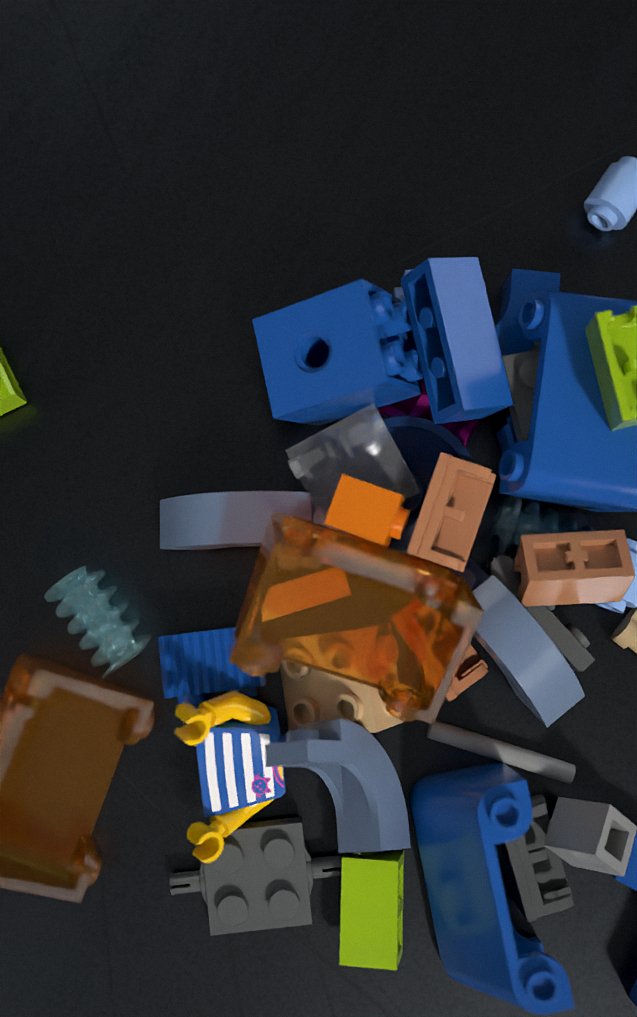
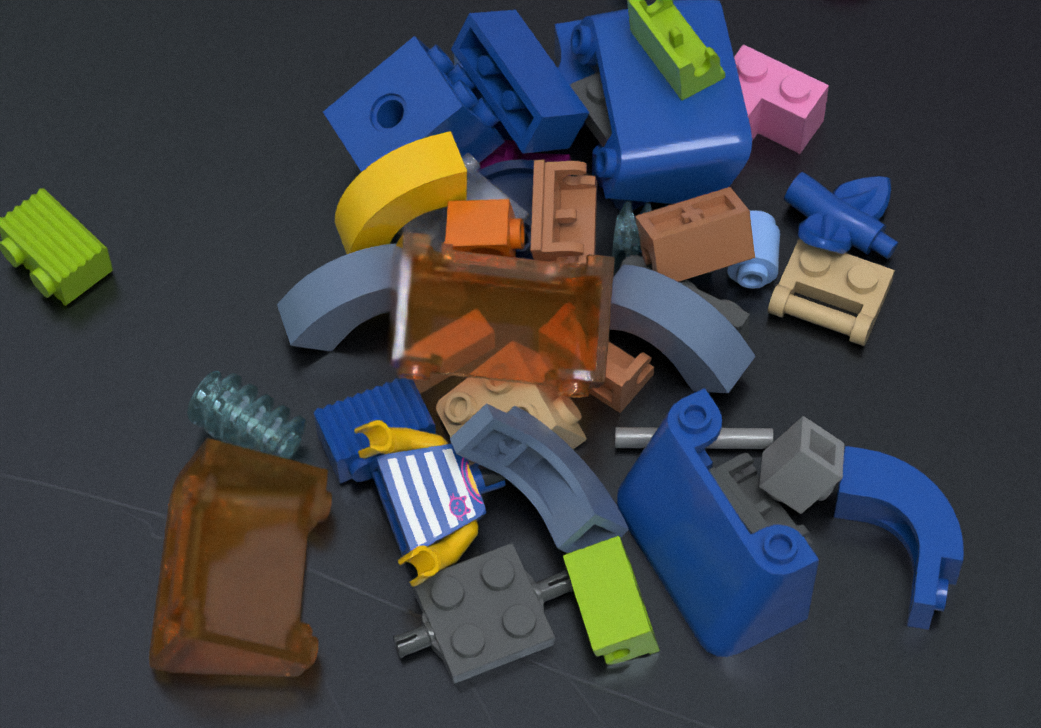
camera: 10 degrees left, 25 degrees down
(300, 447) = (399, 189): none -> yellow arch

